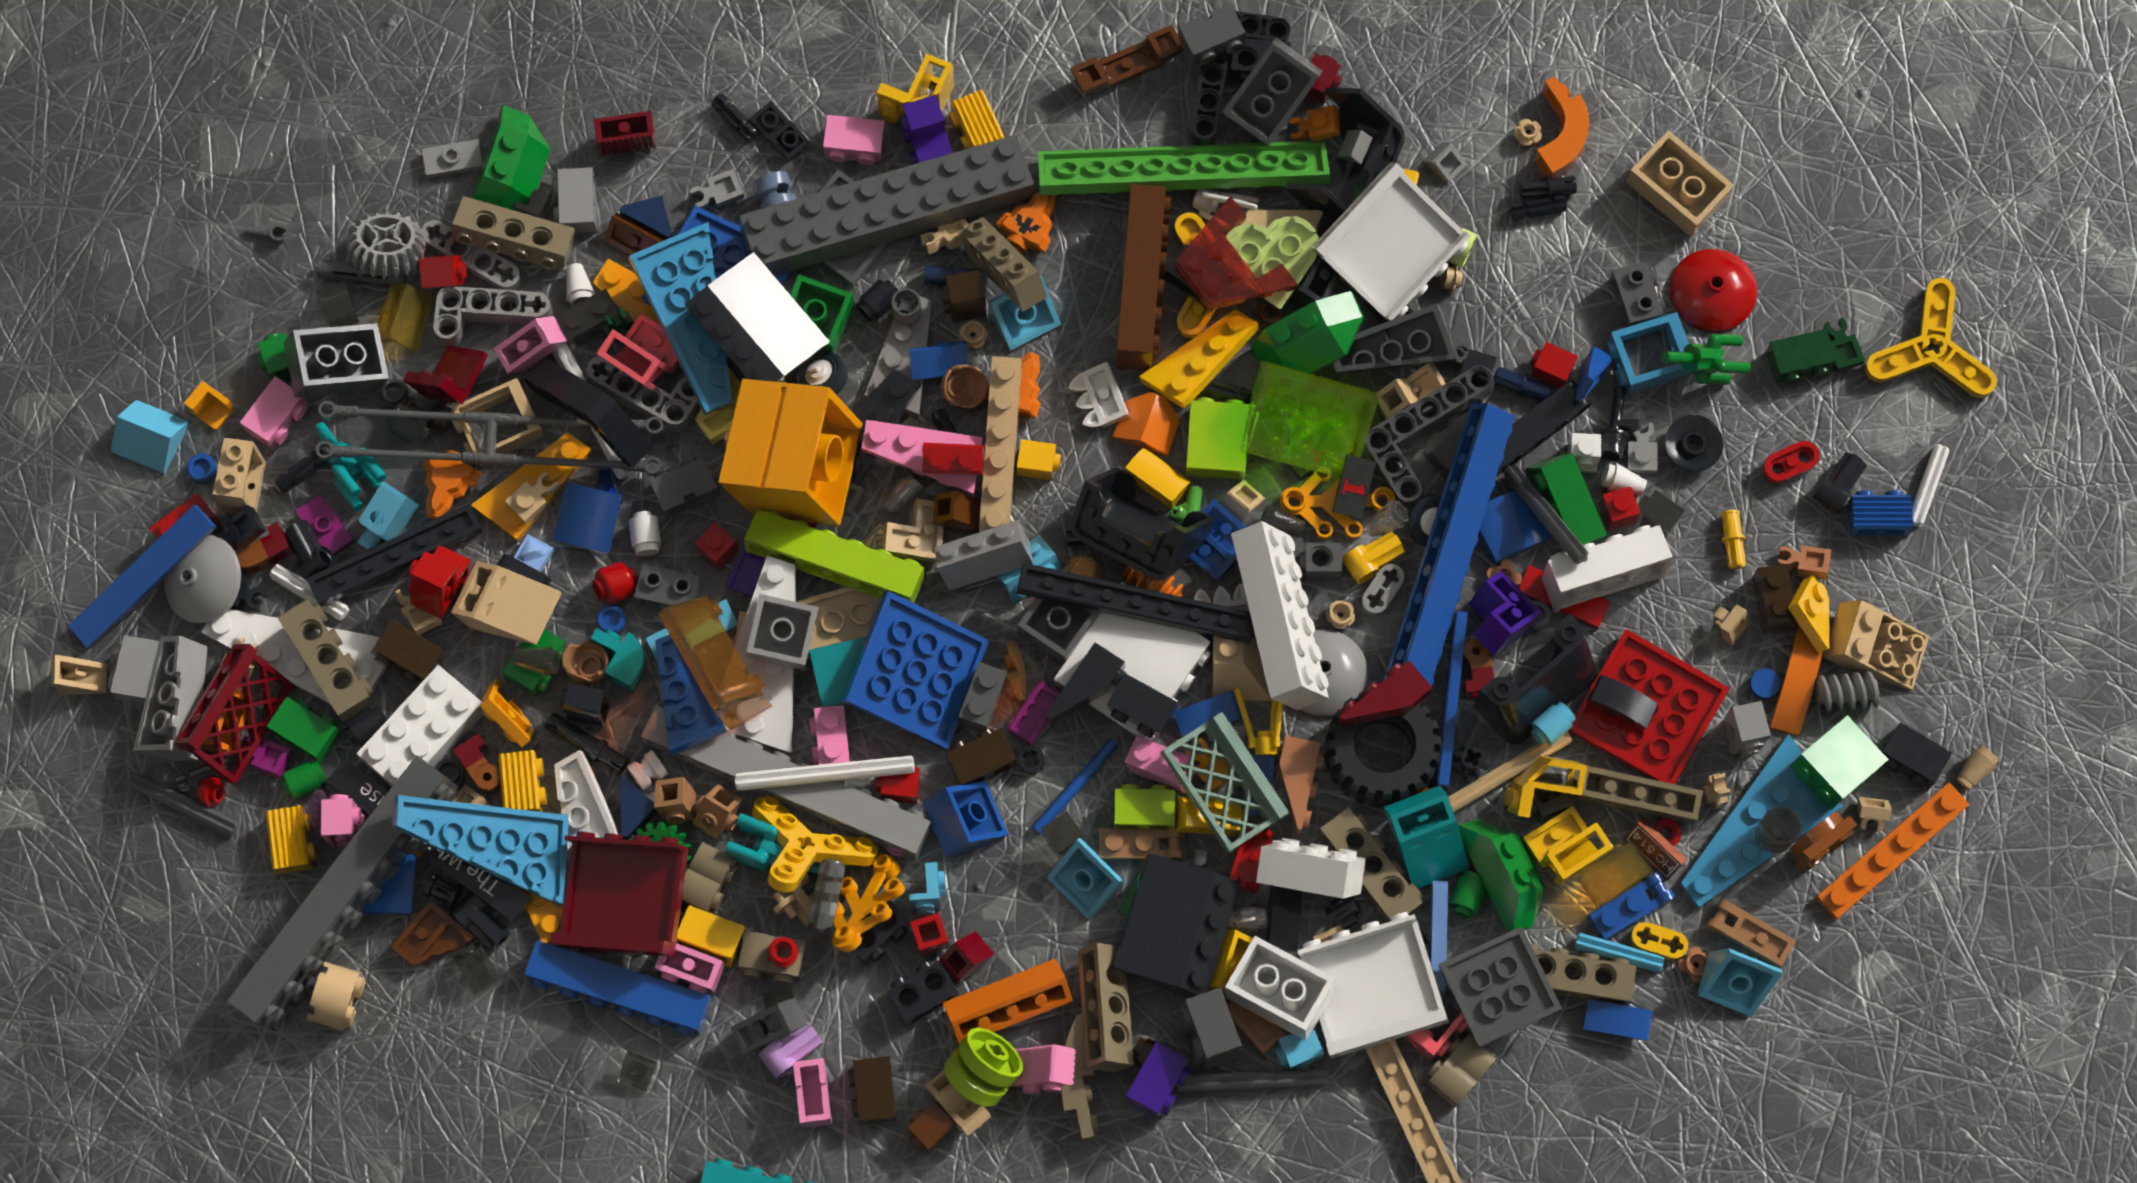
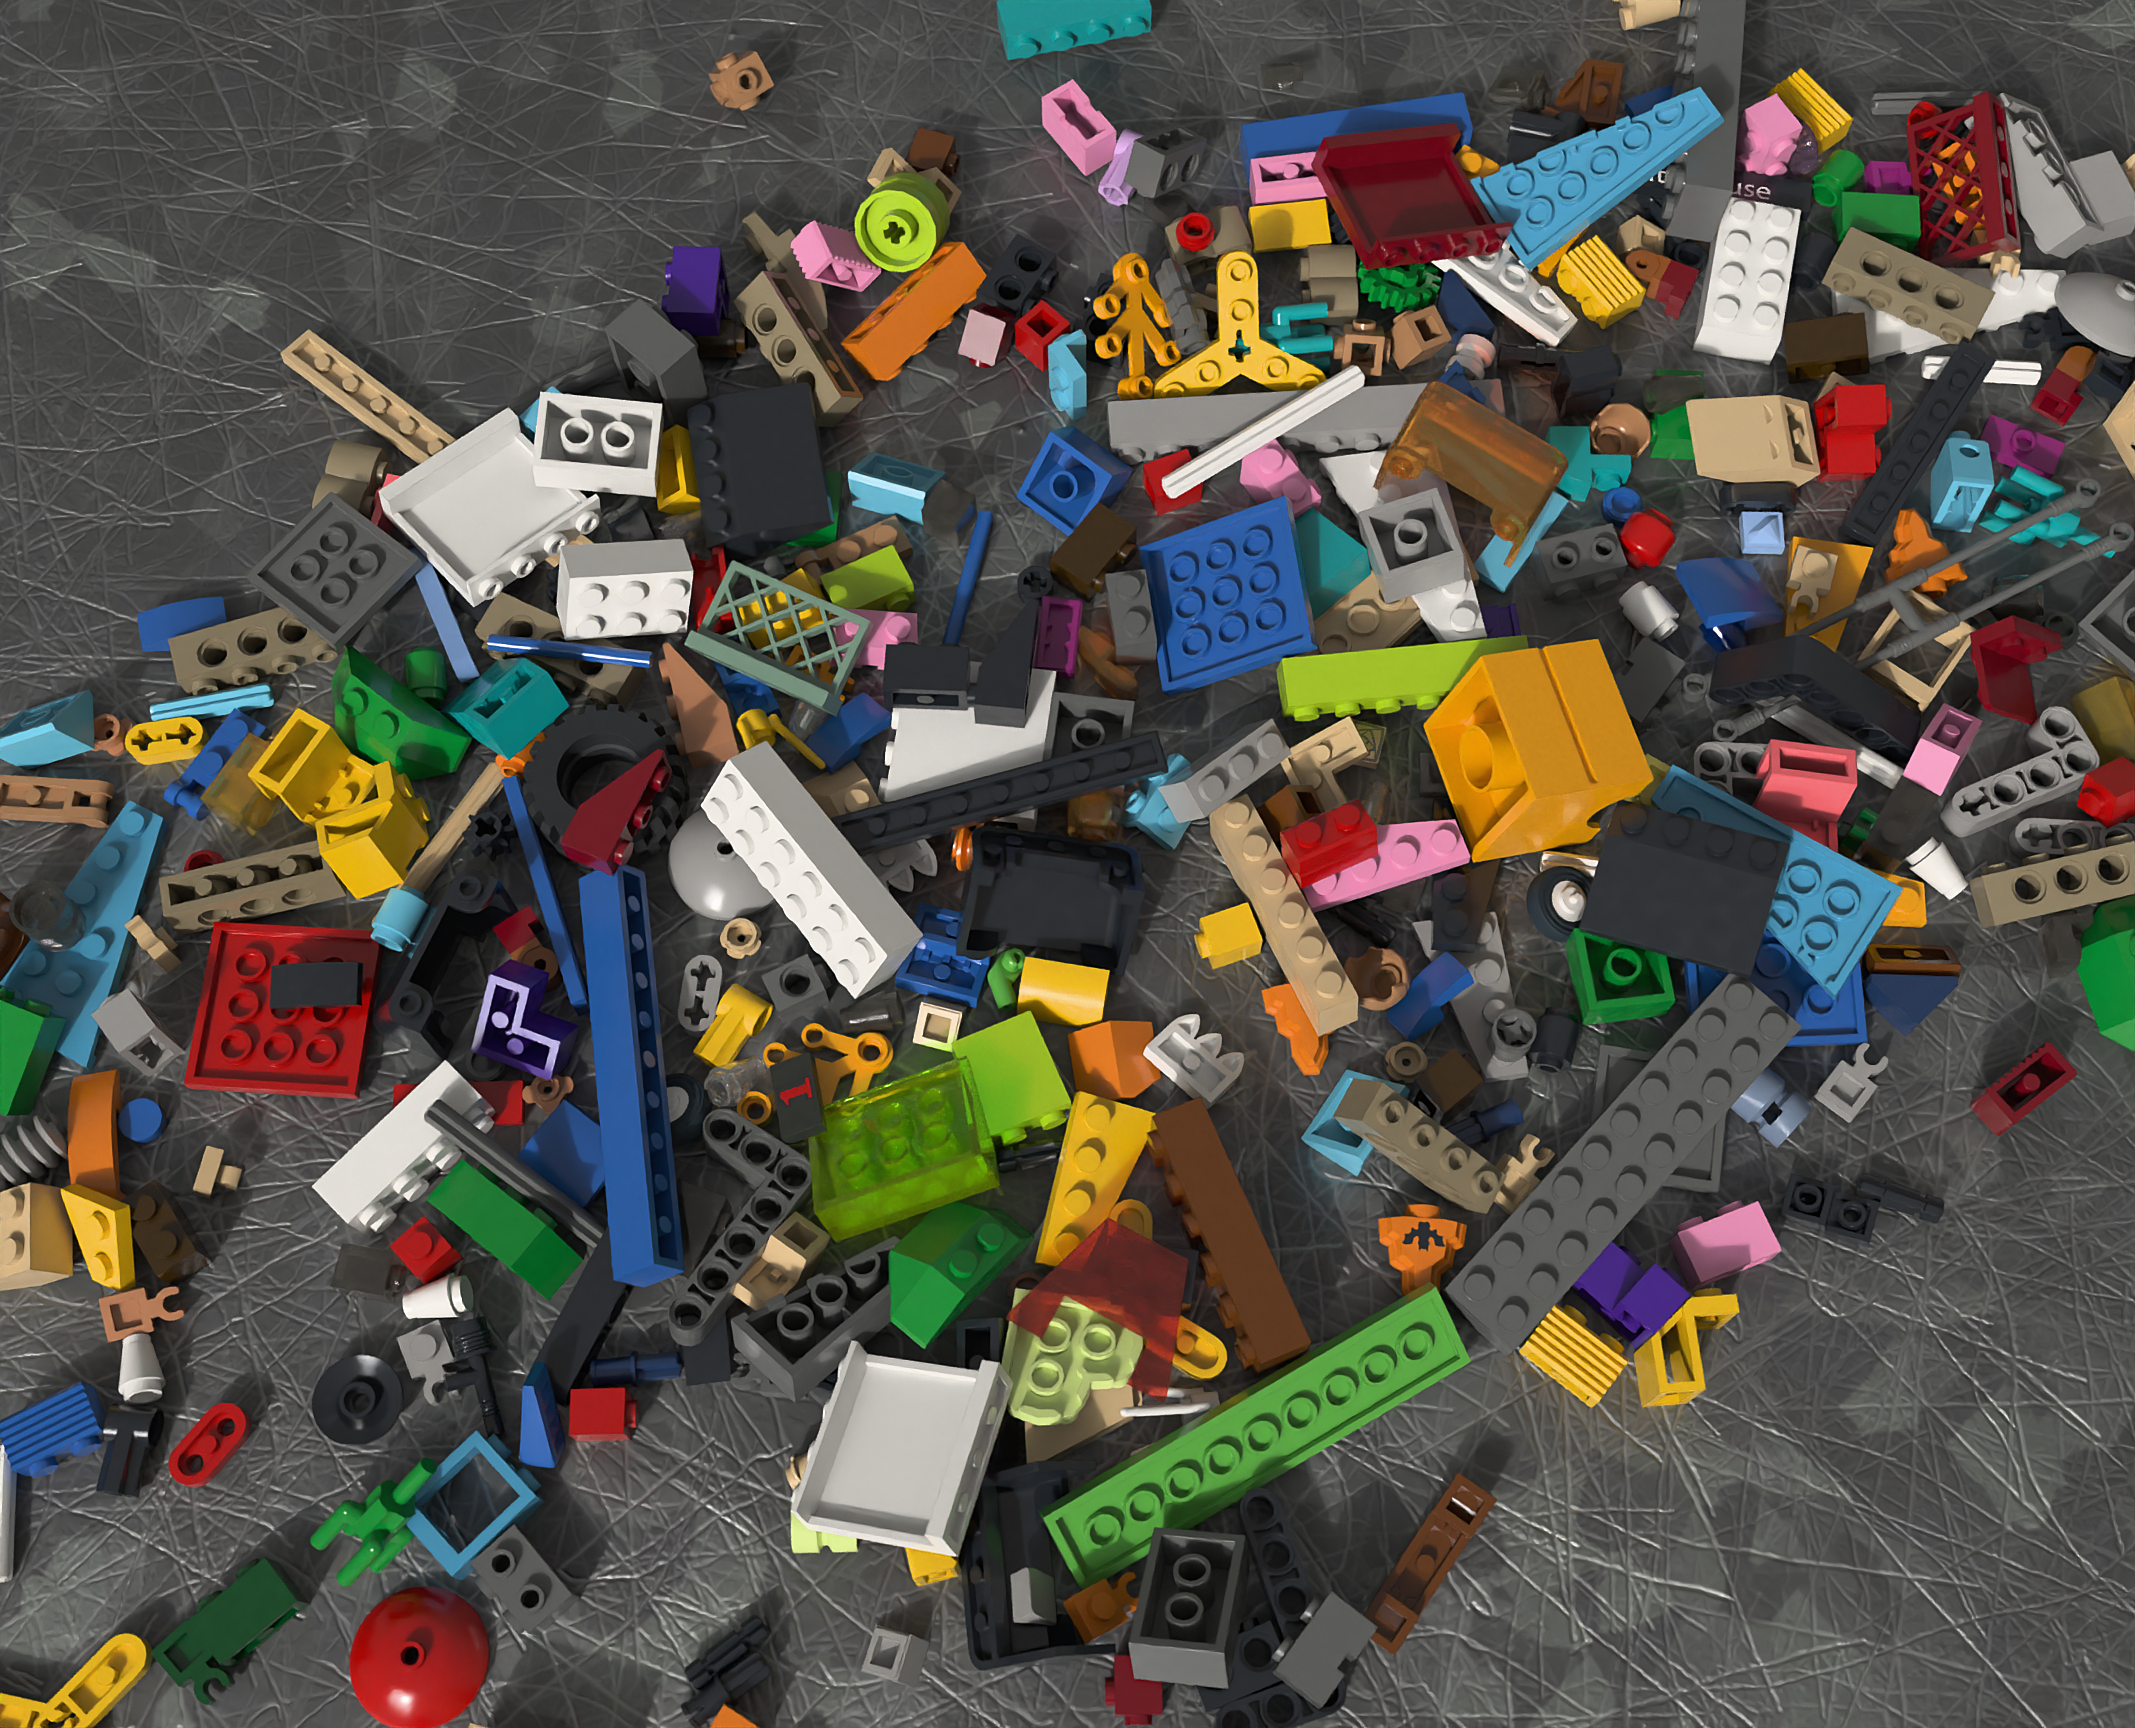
camera: 155 degrees right, 5 degrees down
(299, 471) = (2101, 472): black axle -> none
(309, 551) = (2020, 403): black piece -> none
(506, 714) = (1668, 338): light orange wing -> none
(576, 199) = (2019, 973): light grey brick -> none
(716, 546) = (1556, 626): red brick -> none
(873, 1090) = (1014, 167): dark brown brick -> none
(1365, 850) = (570, 651): none -> blue bar
(1586, 450) = (507, 1309): white brick -> none
(1655, 849) = (208, 839): copper tile -> none
(1733, 539) = (254, 1295): yellow axle -> none
(1817, 525) = (140, 1371): none -> white cone

